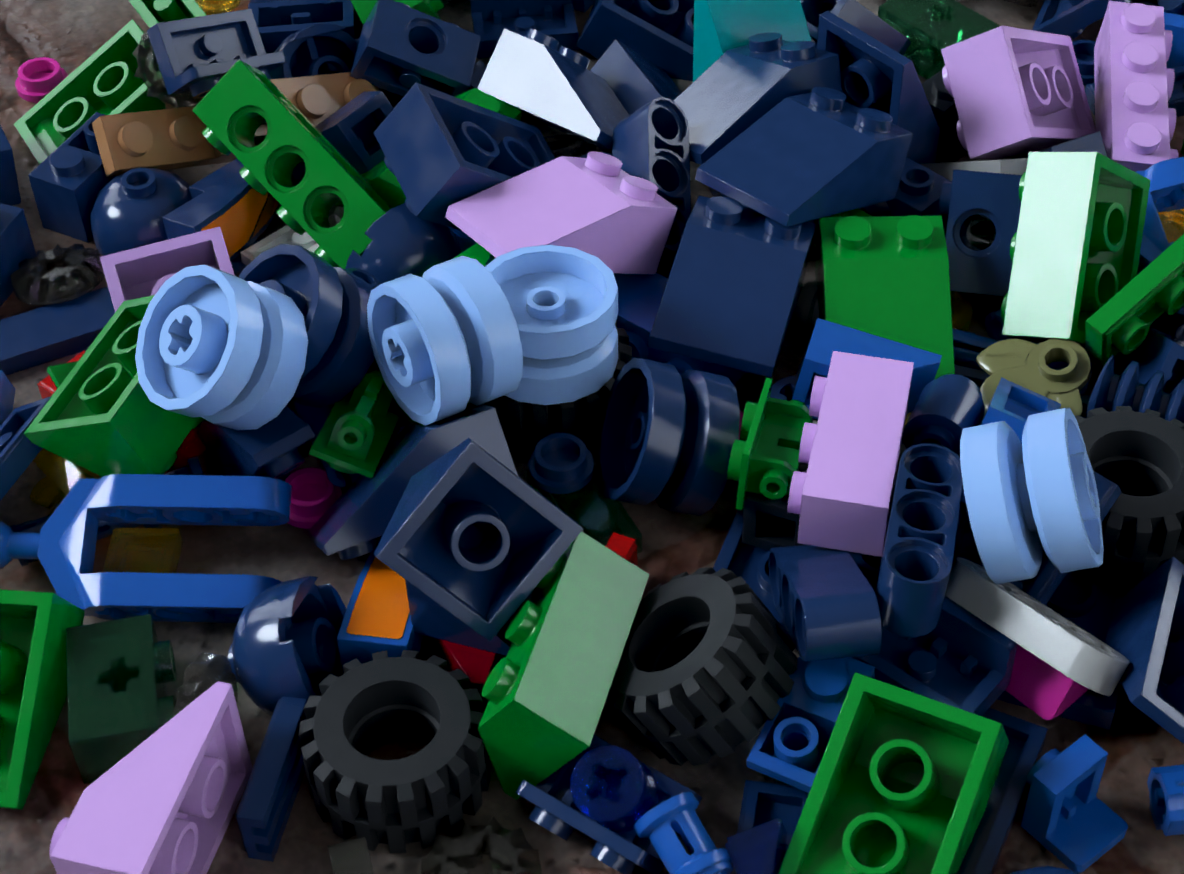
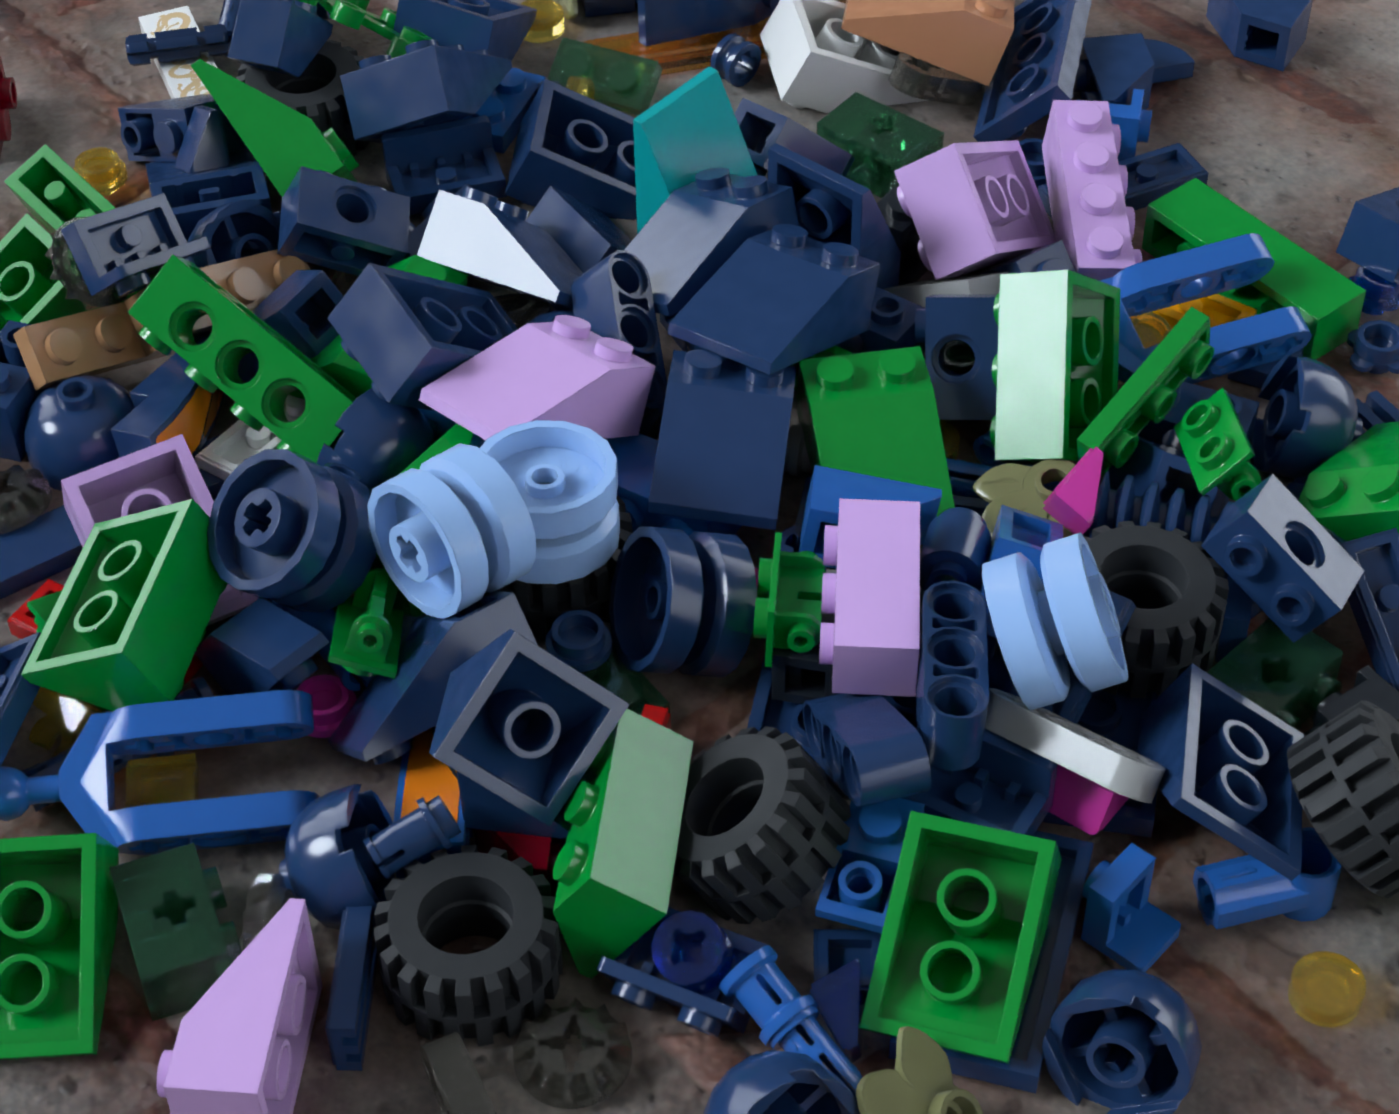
camera: 10 degrees left, 0 degrees up
(221, 348) = (224, 564): light blue wheel -> none
(356, 634) = (412, 836): none -> dark blue pin
(1076, 376) = (1076, 495): none -> dark pink slope

